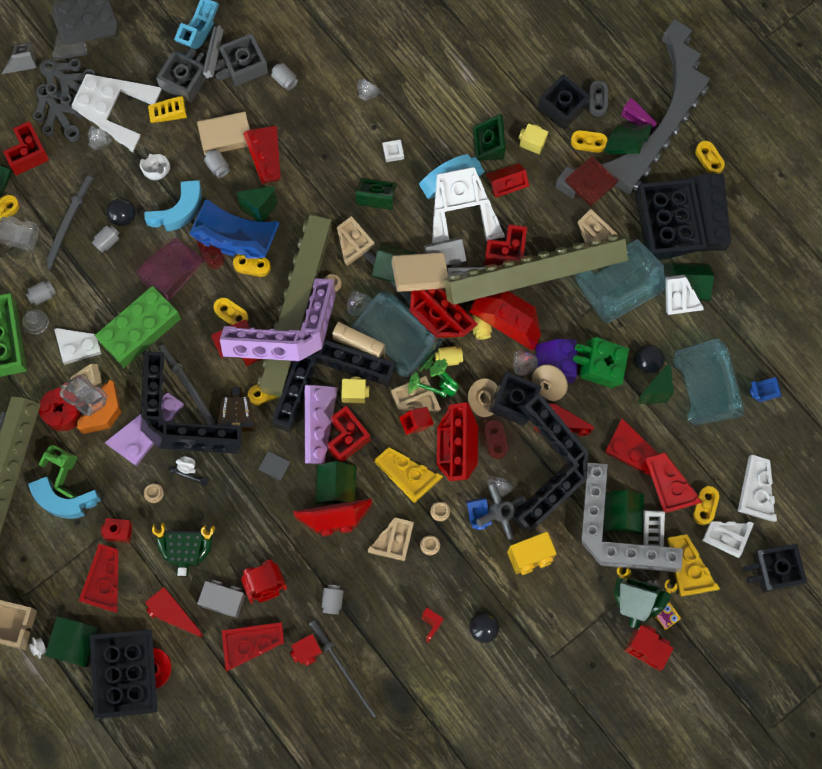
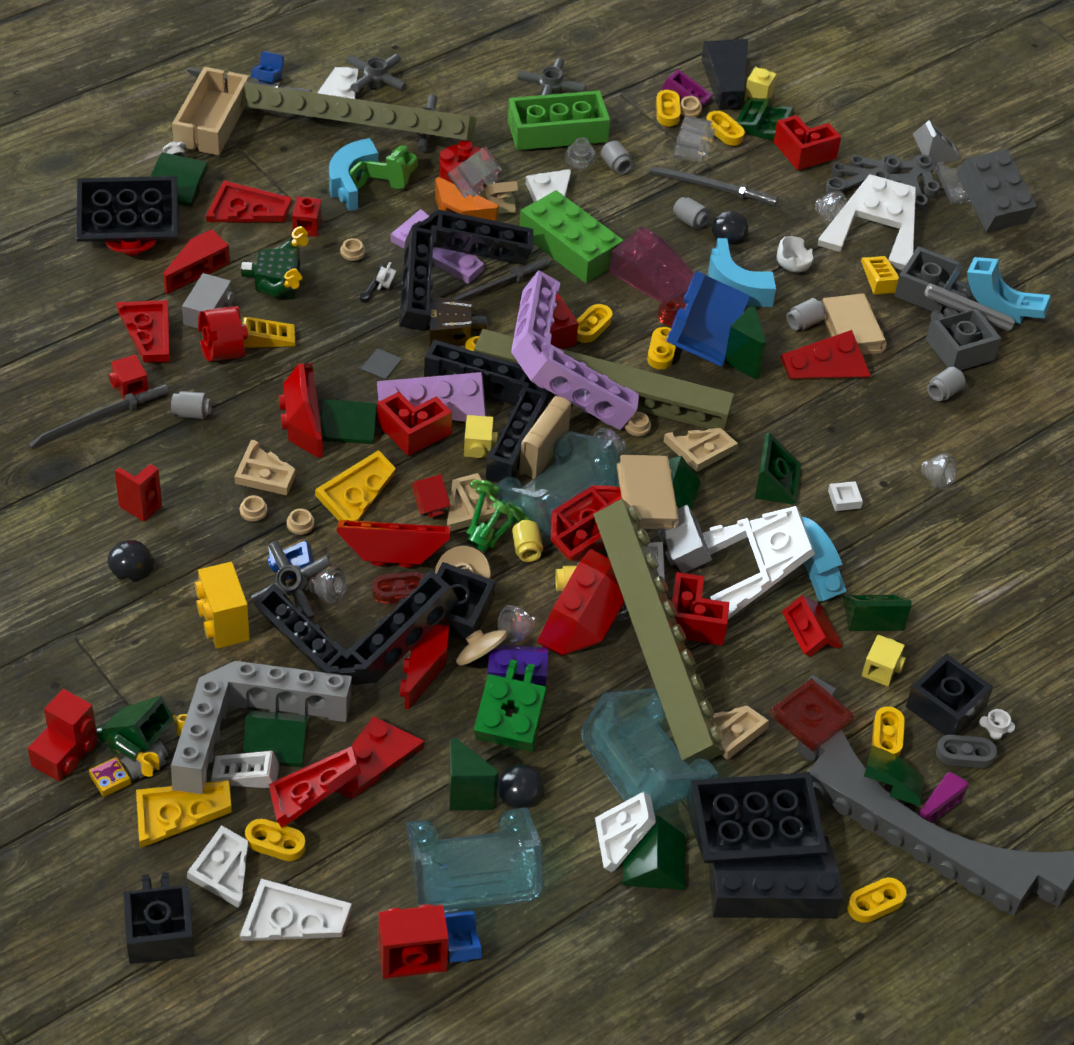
camera: 90 degrees right, 25 degrees down
(243, 550) = (261, 332): none -> yellow slope
(577, 75) = (1002, 720): none -> white plate
(778, 415) = (412, 941): none -> red brick

